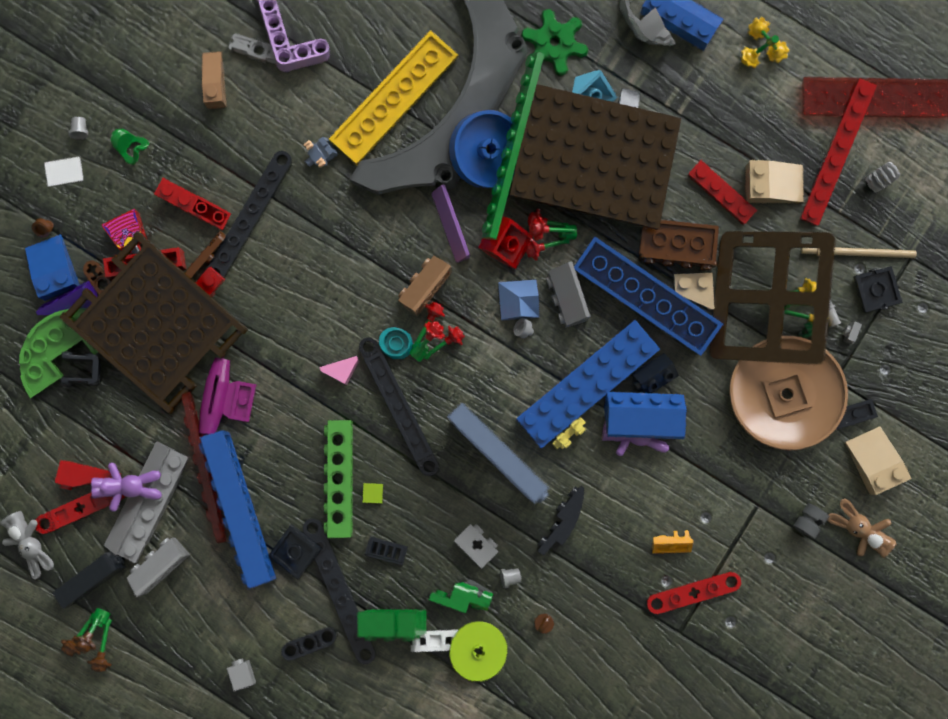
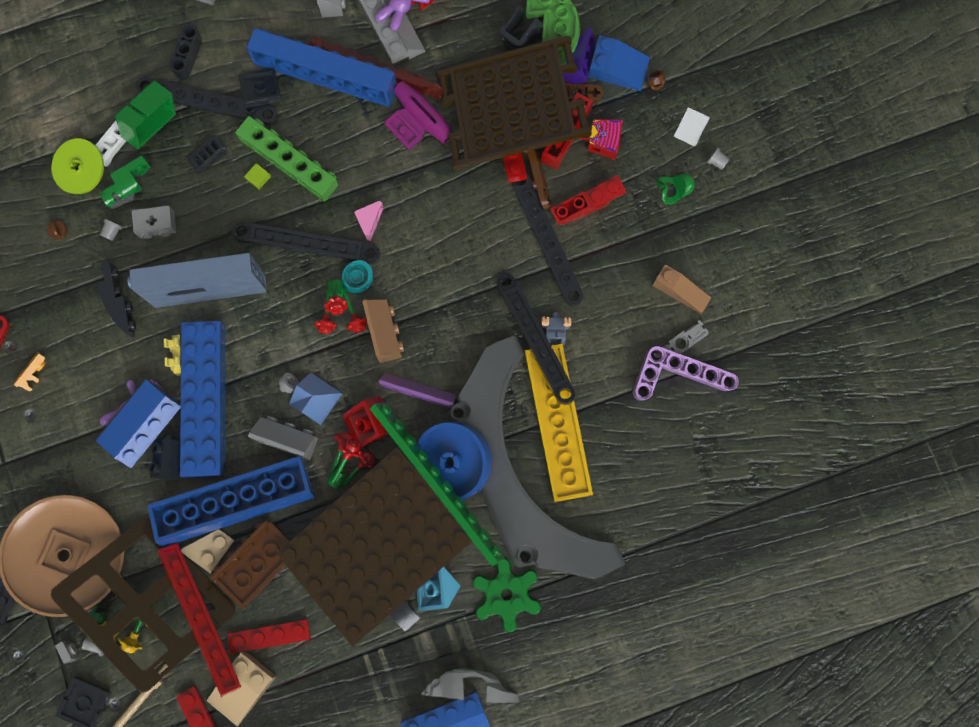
camera: 125 degrees right, 5 degrees down
(340, 161) = (535, 339): none -> black plate
(751, 248) = (199, 619): none -> red tile

